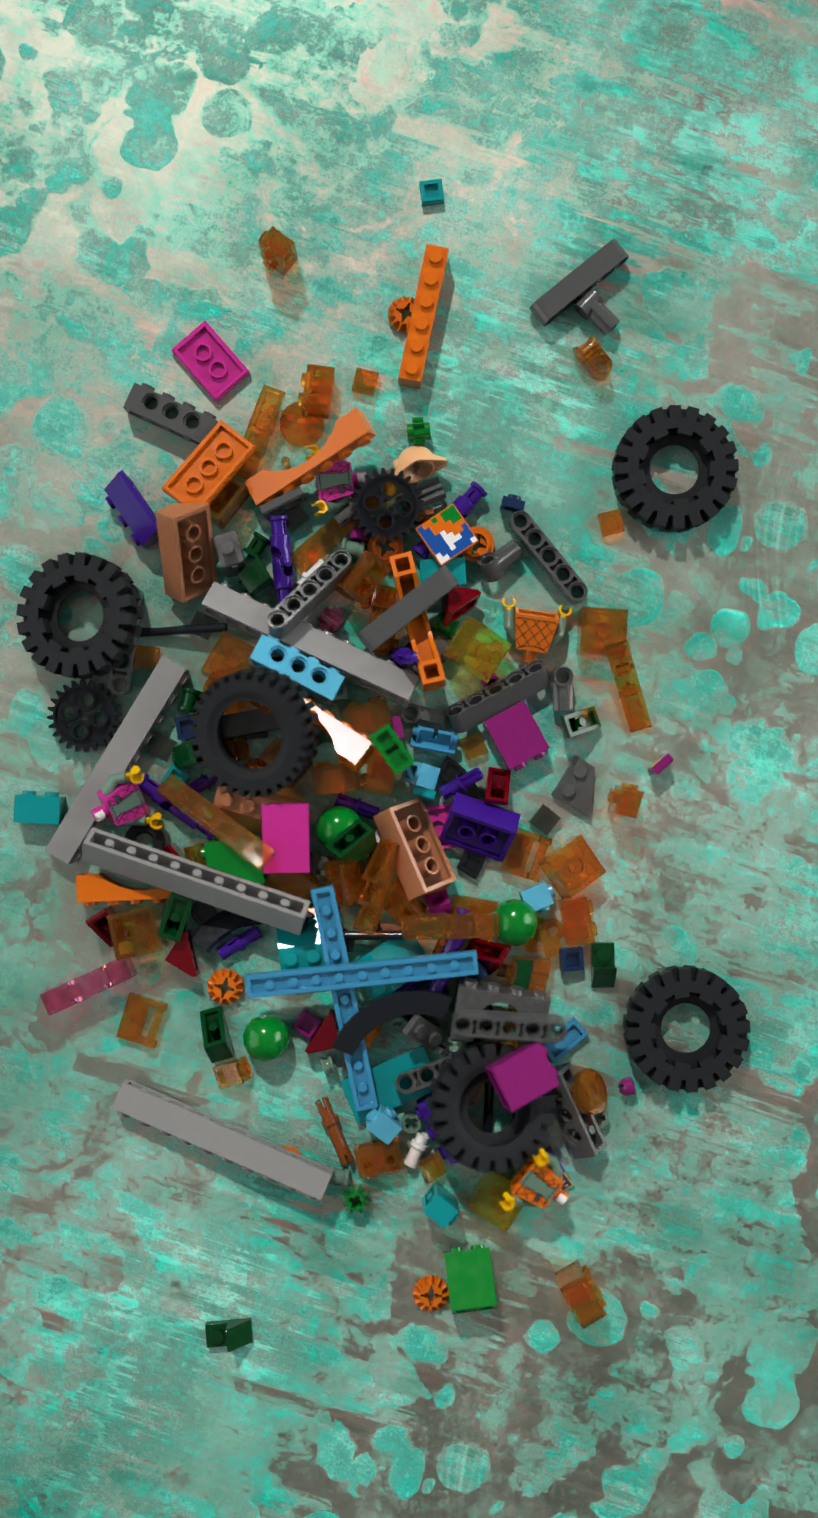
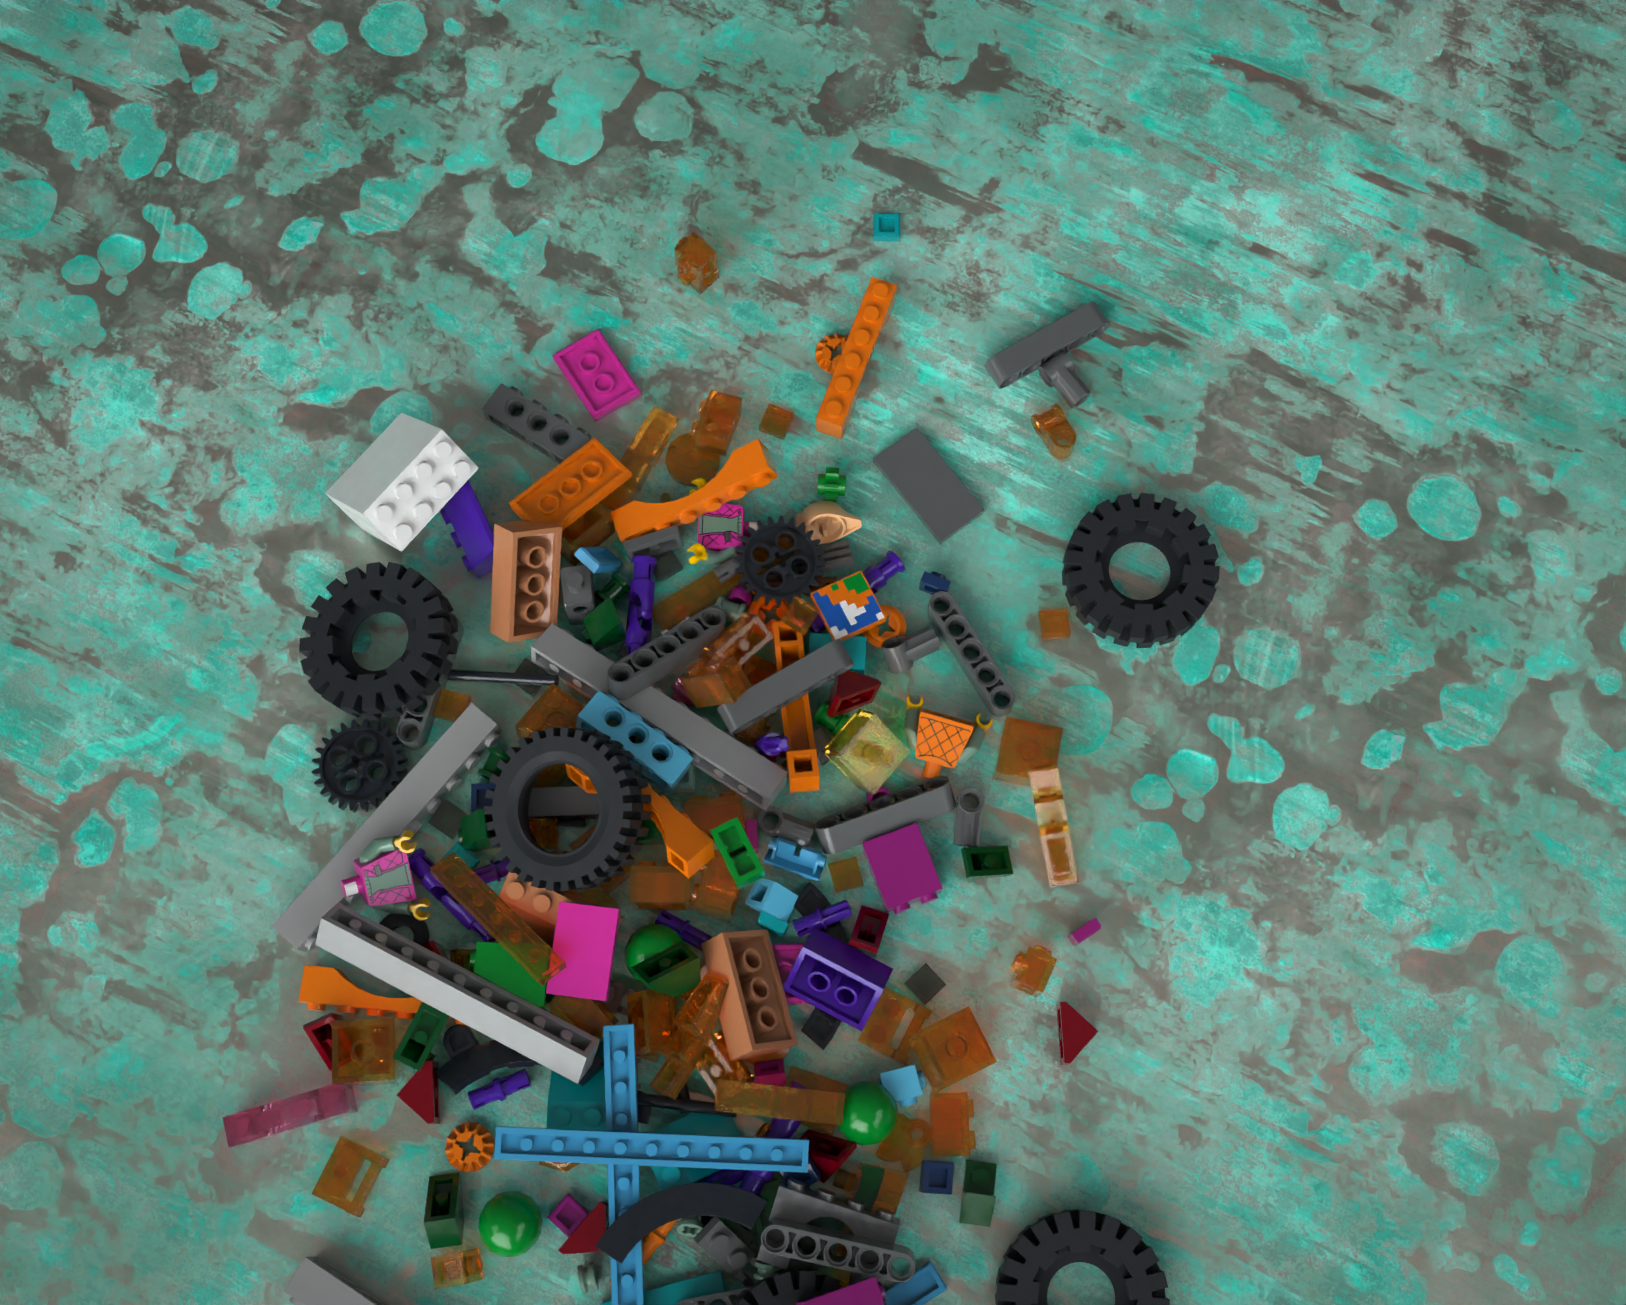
camera: 10 degrees right, 15 degrees down
(39, 809) = (276, 873): teal brick -> none
(72, 482) = (402, 480): none -> white brick
(241, 523) = (598, 559): none -> dark azure tile
(352, 614) = (715, 682): none -> clear orange brick
(410, 548) = (800, 615): none -> clear orange tile
(496, 419) = (928, 485): none -> dark grey tile
(577, 785) = (972, 946): dark grey wing -> none
(660, 841) = (1073, 1032): none -> dark red slope

